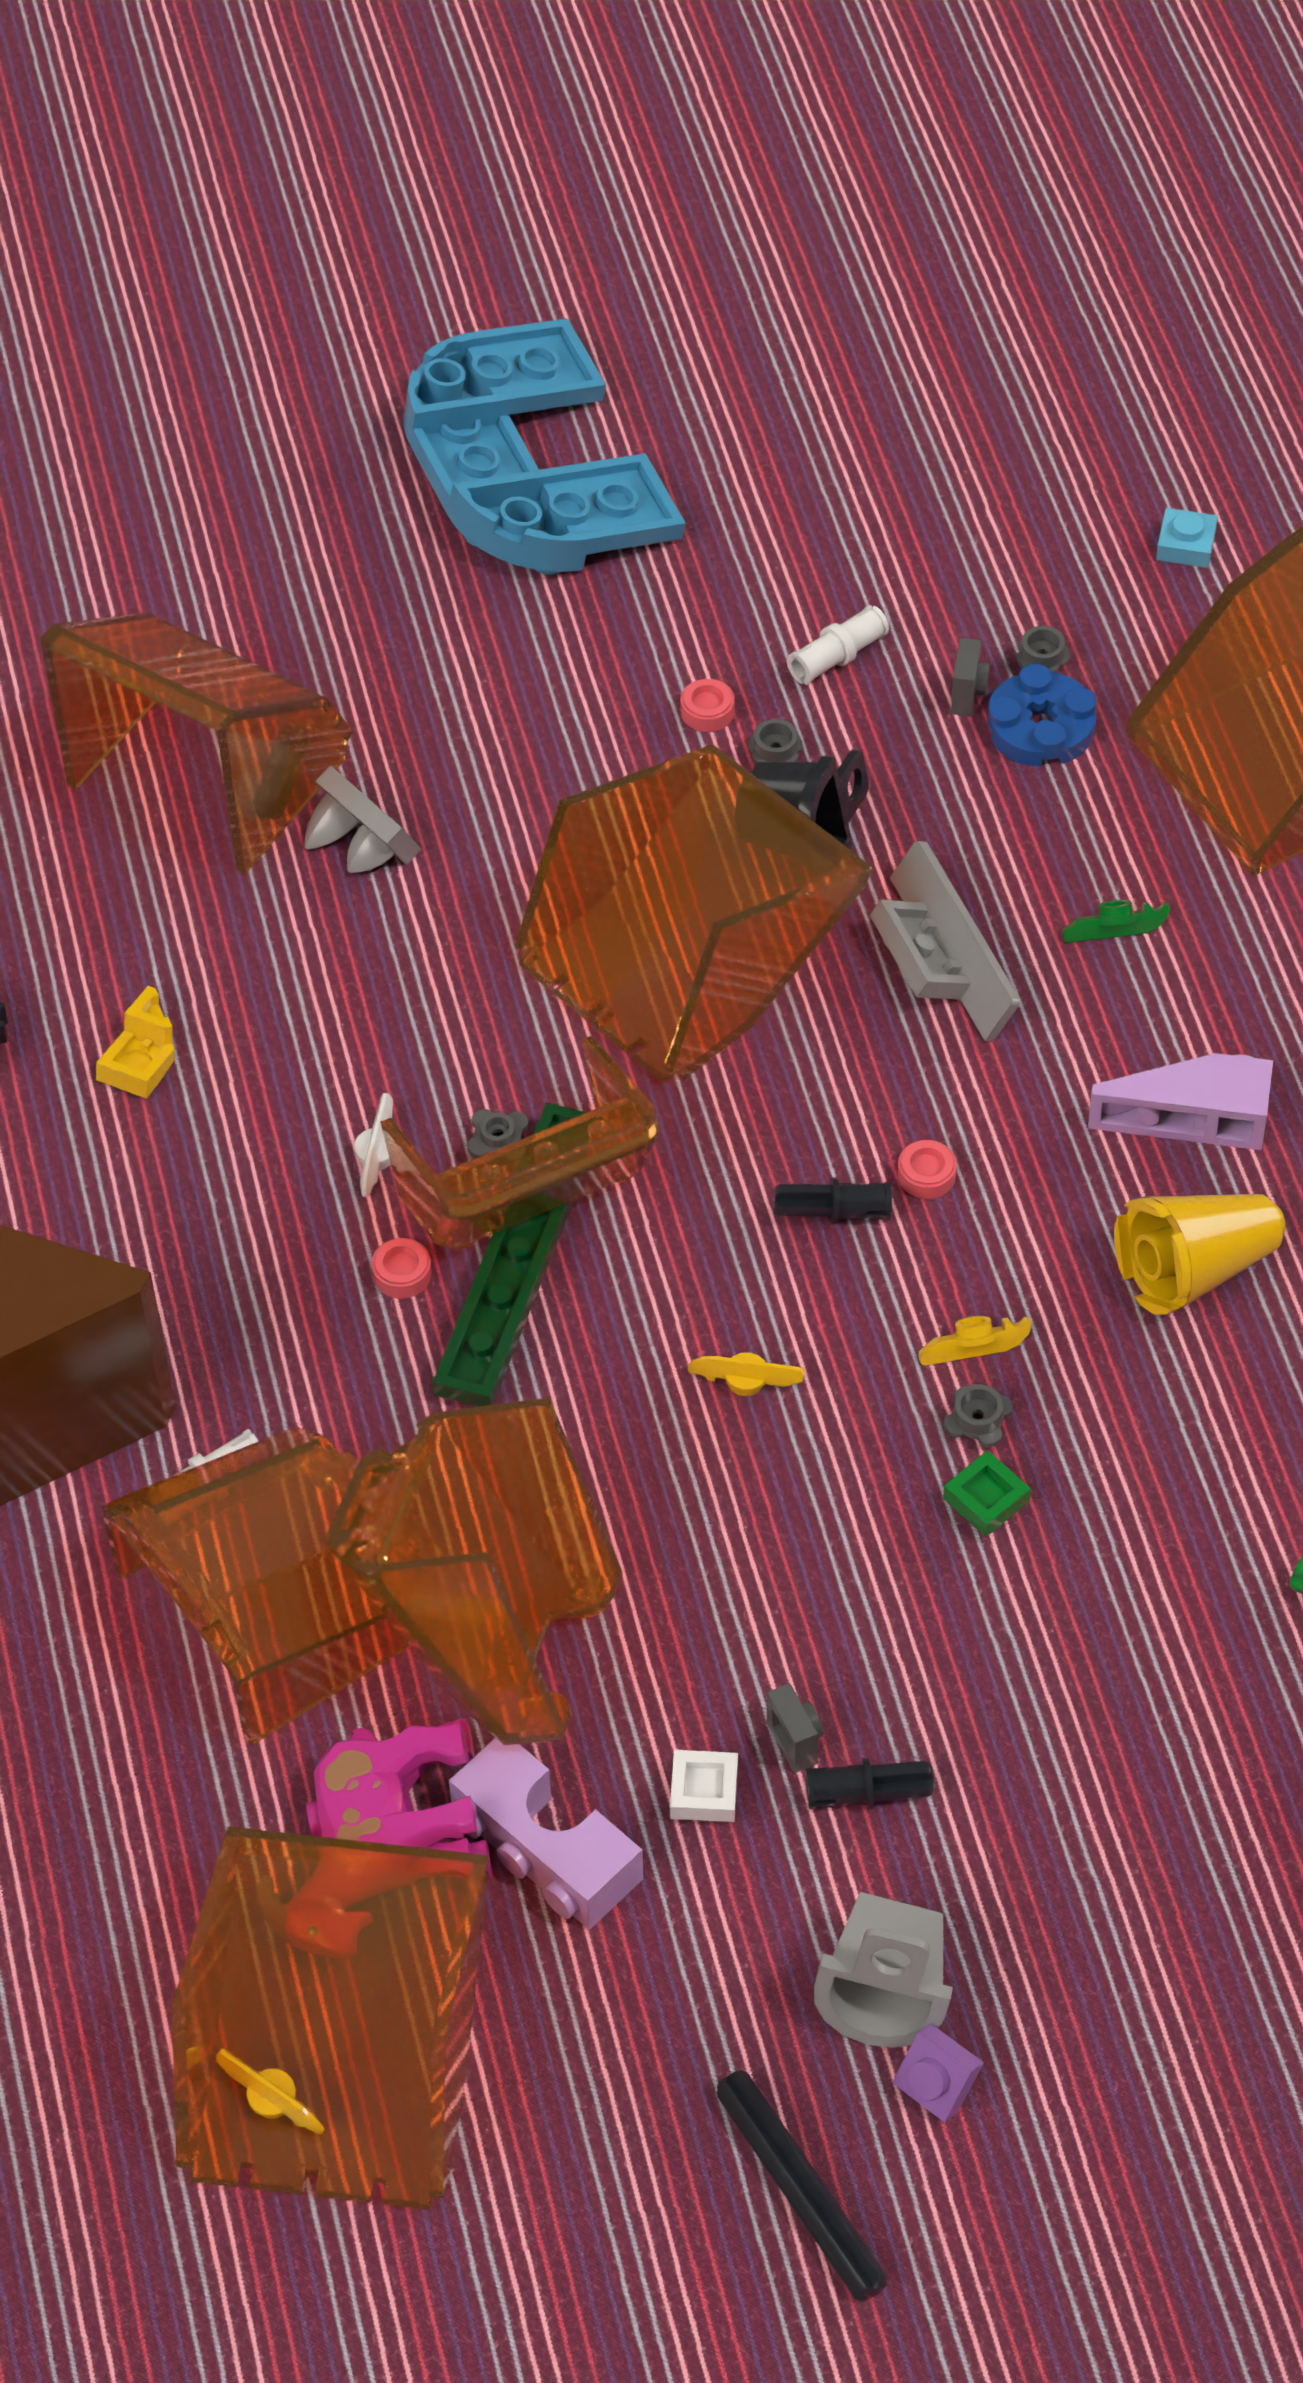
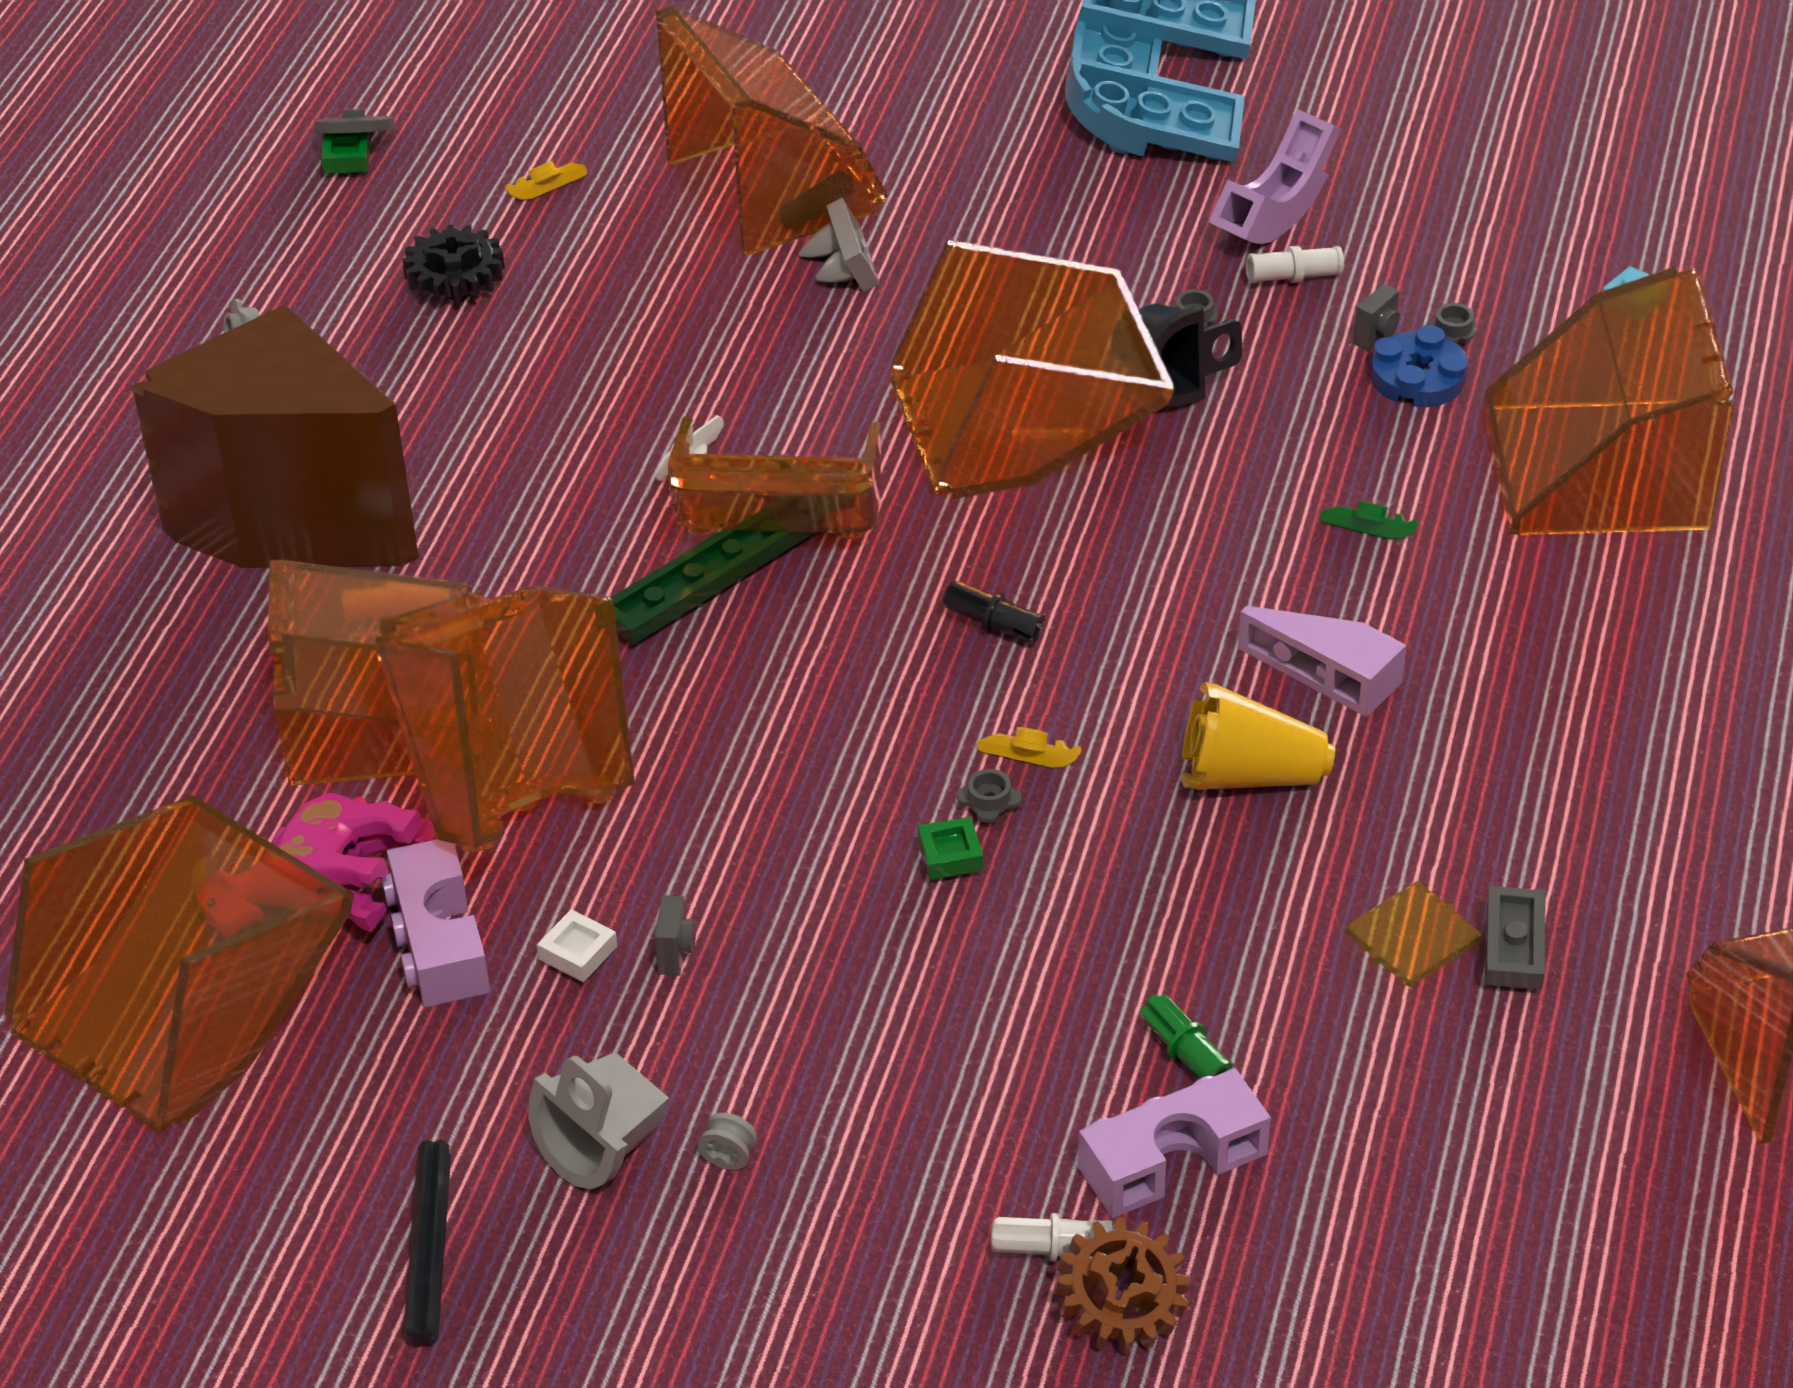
camera: 30 degrees right, 10 degrees down
(142, 1050) = (579, 333): yellow slope -> none
(269, 2092) = (106, 997): yellow piece -> none
(401, 1268) = (645, 532): coral tile -> none
(707, 705) = (1166, 270): coral tile -> none
(746, 1372) = (836, 698): yellow piece -> none
(769, 552) = (1285, 189): none -> lavender arch
(868, 1783) = (699, 999): black axle -> none
(927, 1169) = (1086, 623): coral tile -> none
(937, 2072) = (585, 1211): medium lavender plate -> none
(941, 944) = (1208, 479): light grey bracket -> none
(1013, 1925) = (727, 1141): none -> light grey bush

